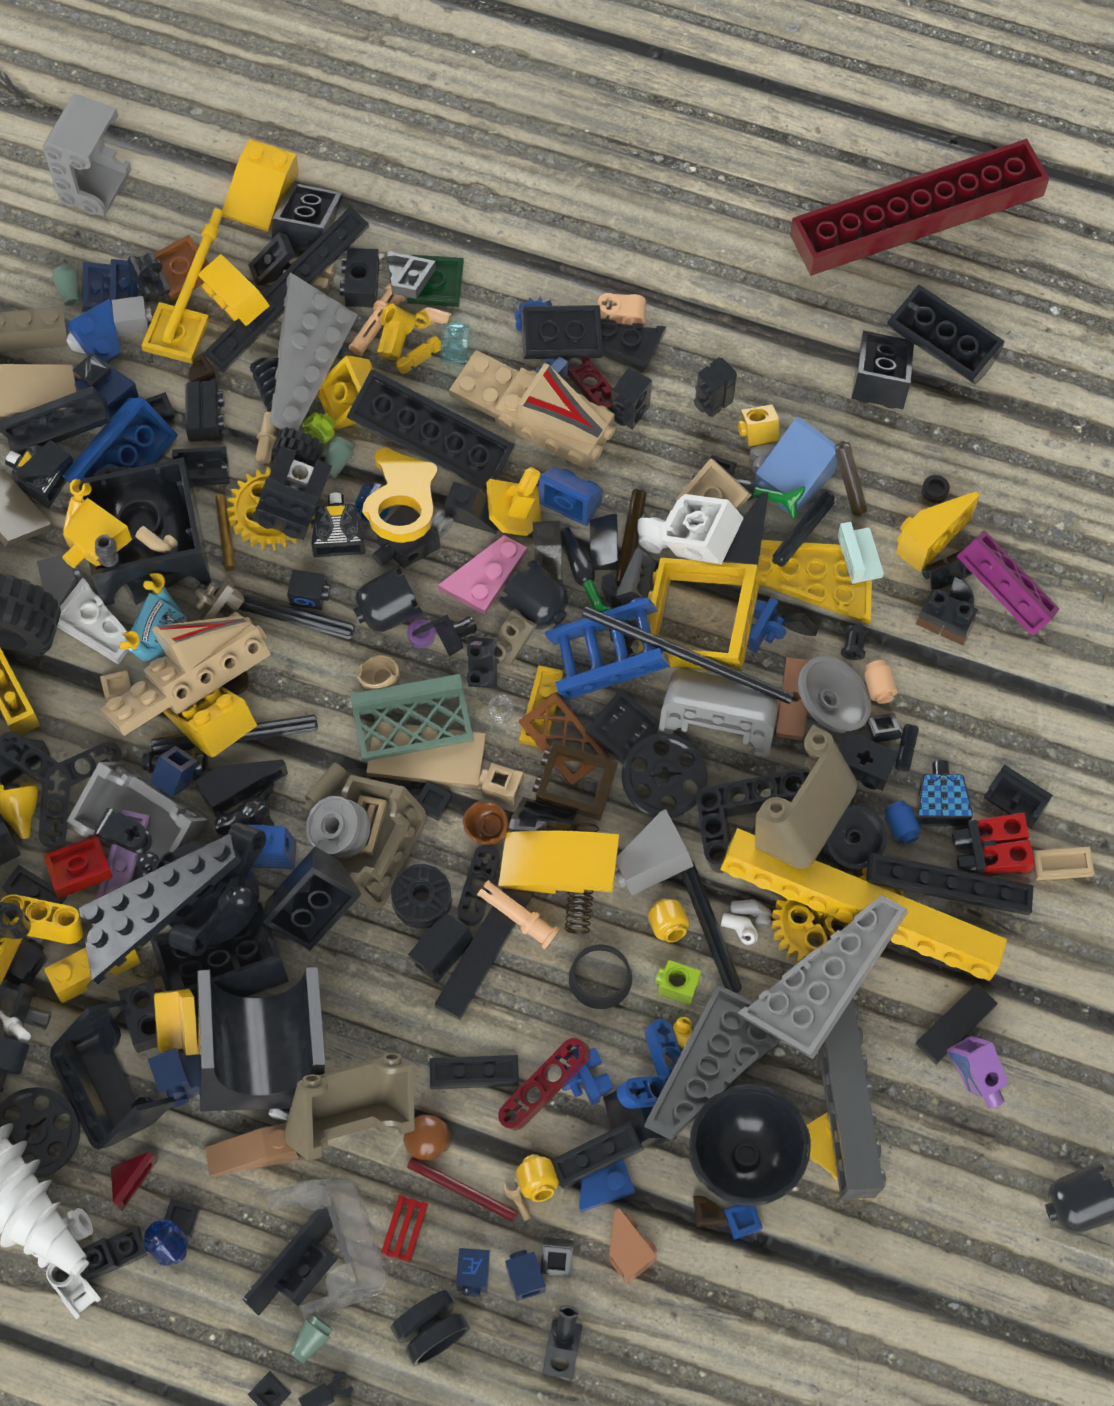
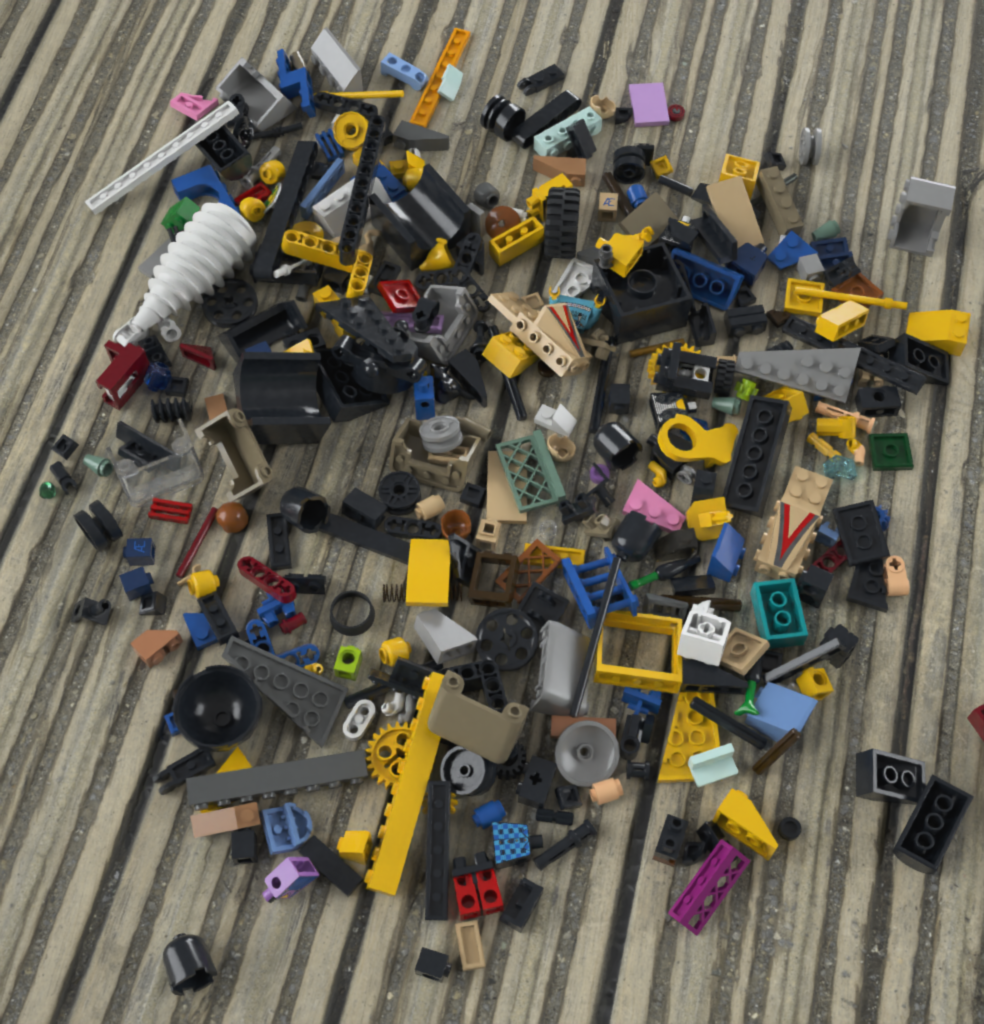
camera: 85 degrees right, 5 degrees down
(92, 371) = (756, 248): black tile -> none
(148, 1282) = (123, 374): none -> dark red brick
(154, 542) = (624, 292): tan arm -> none
(173, 771) = (469, 334): dark blue brick -> none
(229, 1220) = (172, 410): none -> black piece
(311, 899) = (385, 421): black slope -> none
(326, 679) = (556, 420): none -> white slope
(409, 274) = (885, 427): dark grey wing -> none
(434, 556) = (660, 474): none -> yellow arm
(438, 1025) = (304, 509): none -> black cylinder
(449, 857) = (429, 507): none -> tan brick
(529, 922) = (385, 560): light nougat pin -> none
(550, 1024) = (307, 585): none -> black hinge
(607, 587) = (654, 588): black tile -> none
(613, 1062) = (292, 623): none -> dark red pin
(661, 446) = (779, 613): none -> teal brick
(715, 904) = (405, 677): none -> black bracket
(739, 425) = (805, 661): none -> black tile
(763, 970) = (359, 721): none -> white plate
(808, 641) = (631, 736): none -> black piece
(817, 1209) = (186, 767): none -> black hinge
(820, 986) = (342, 751): light grey wing -> none
(896, 1138) = (225, 819): none -> medium nougat slope
(906, 1075) = (285, 828): none -> medium blue slope
(929, 1129) = (244, 846): none -> black brick
(939, 728) = (573, 840): none -> black pin
(940, 984) = (355, 846): none -> yellow slope
(1089, 906) = (433, 965): none -> black brick

